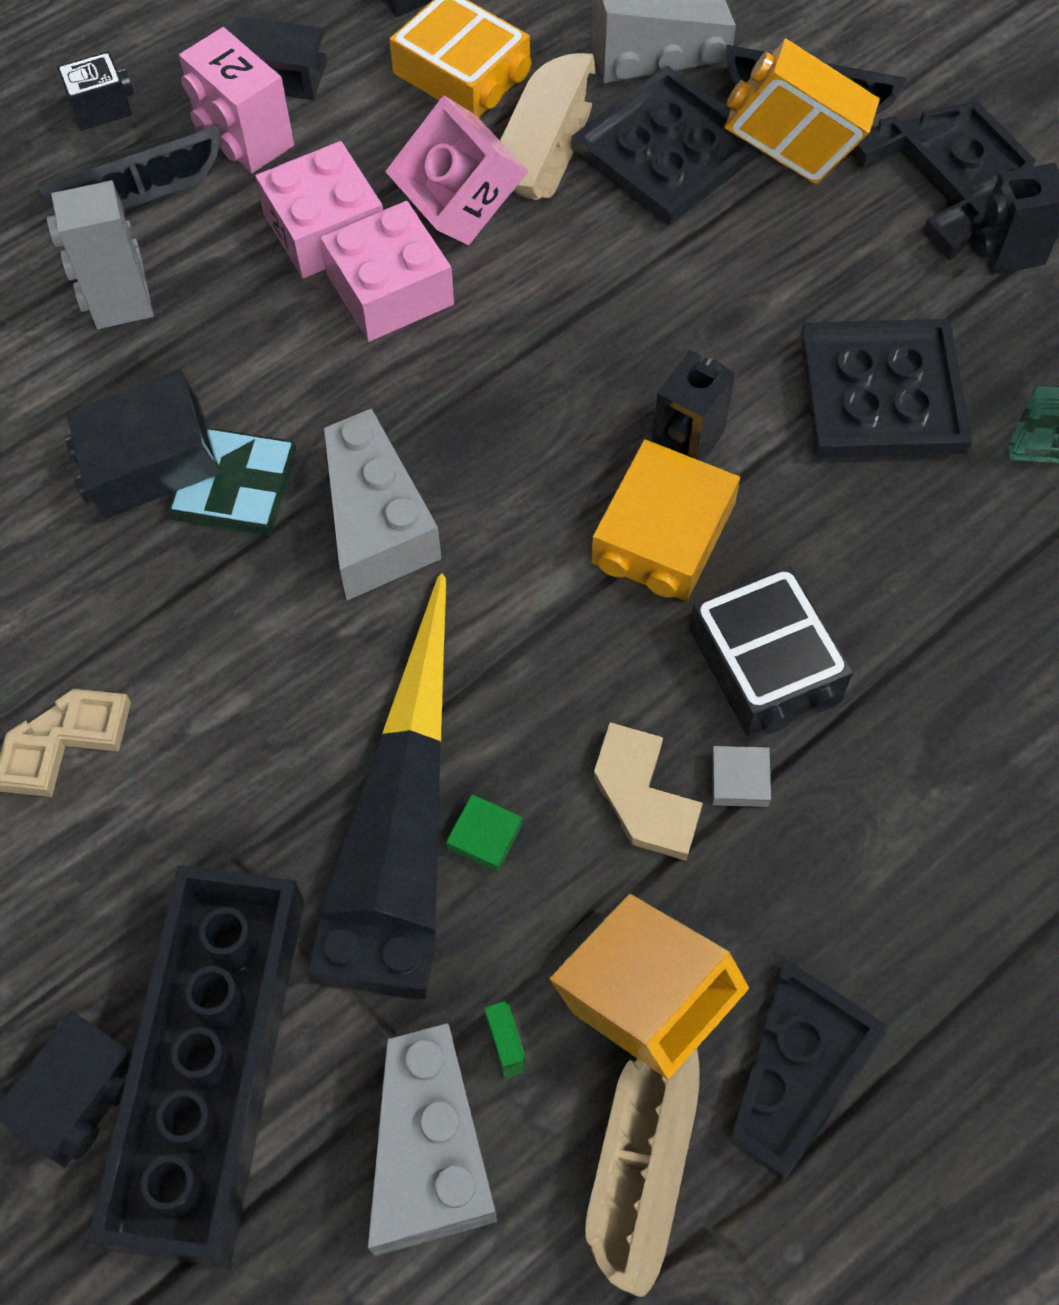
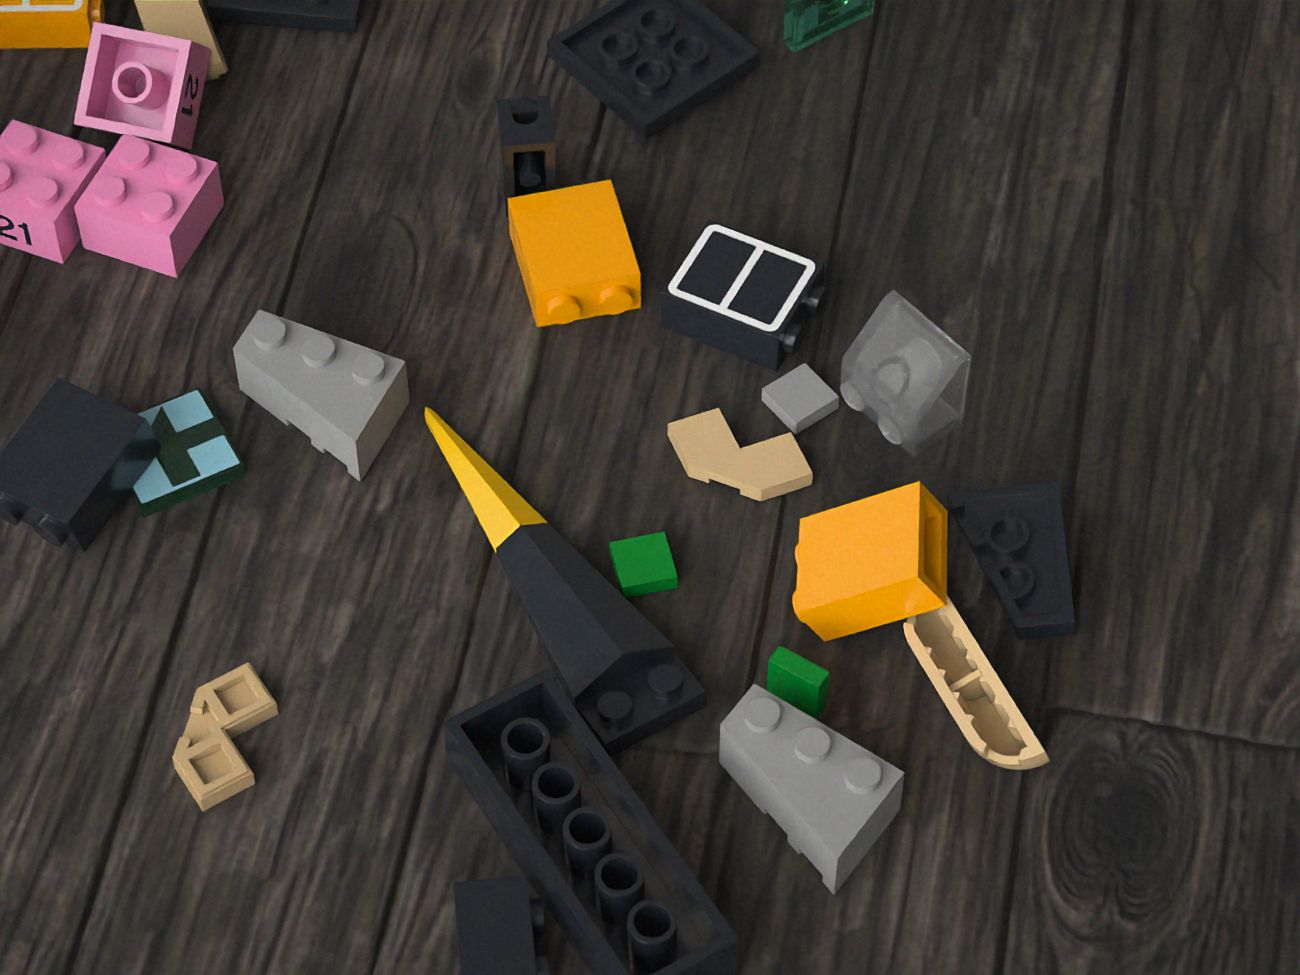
camera: 40 degrees left, 10 degrees down
(832, 827) = (906, 375): none -> clear slope

